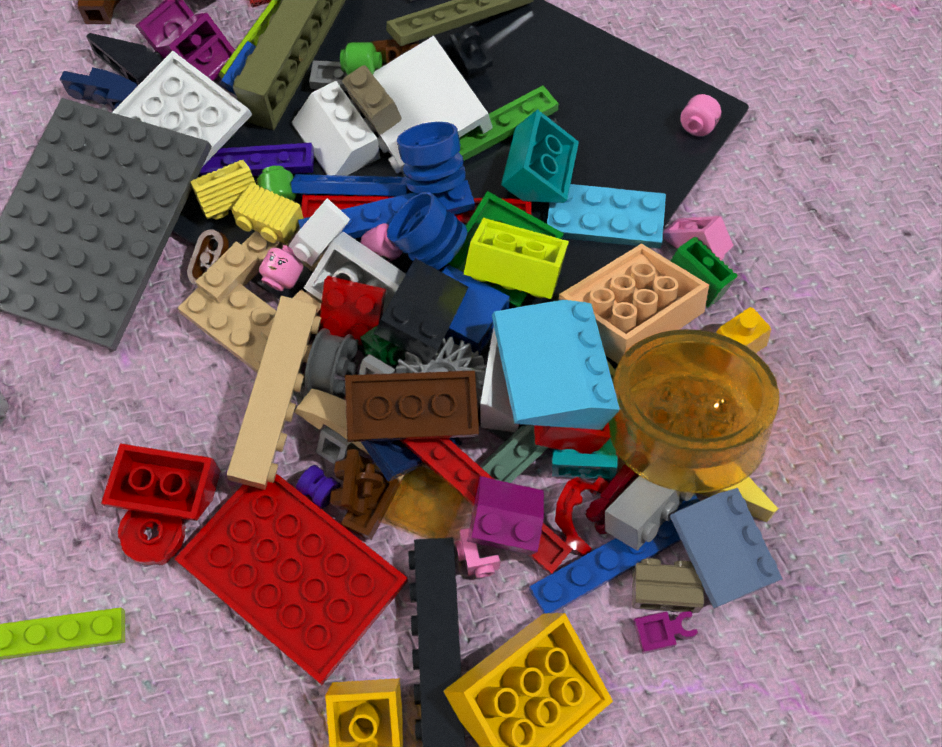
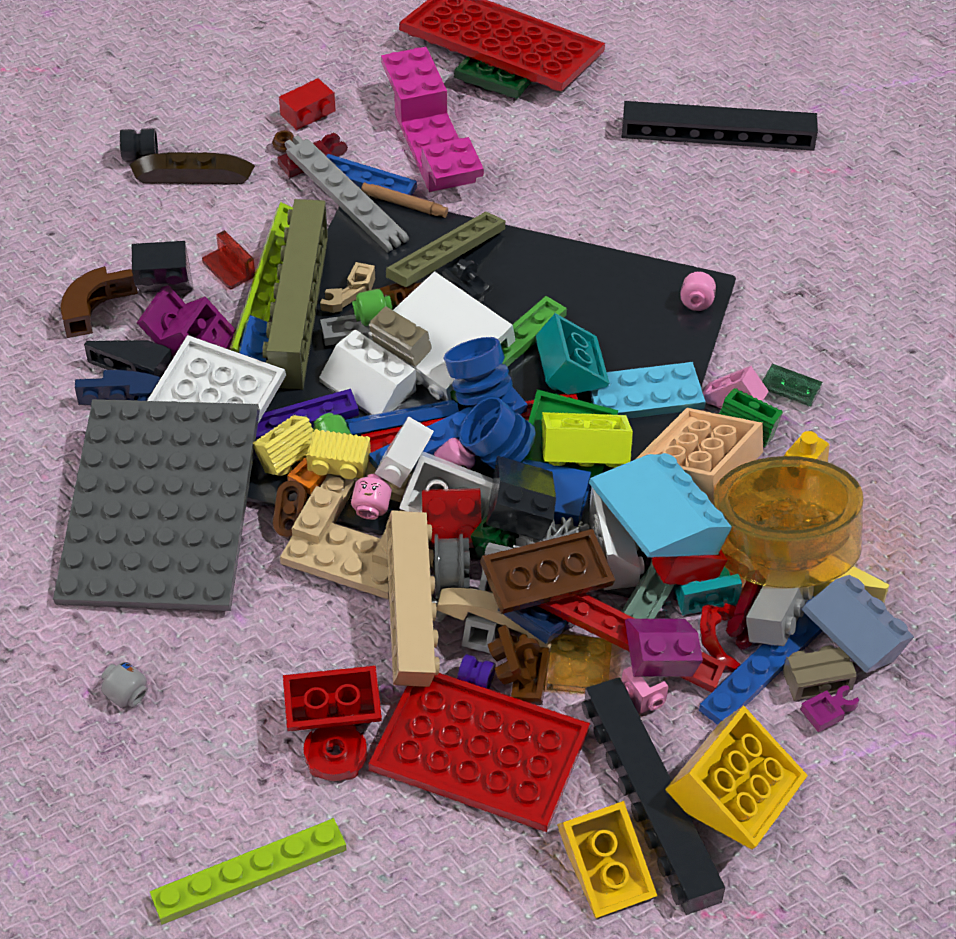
camera: 20 degrees left, 15 degrees down
(232, 230) = (306, 478): none -> orange plate
(368, 28) = (359, 280): none -> tan piece
(762, 243) = (792, 385): none -> clear green plate

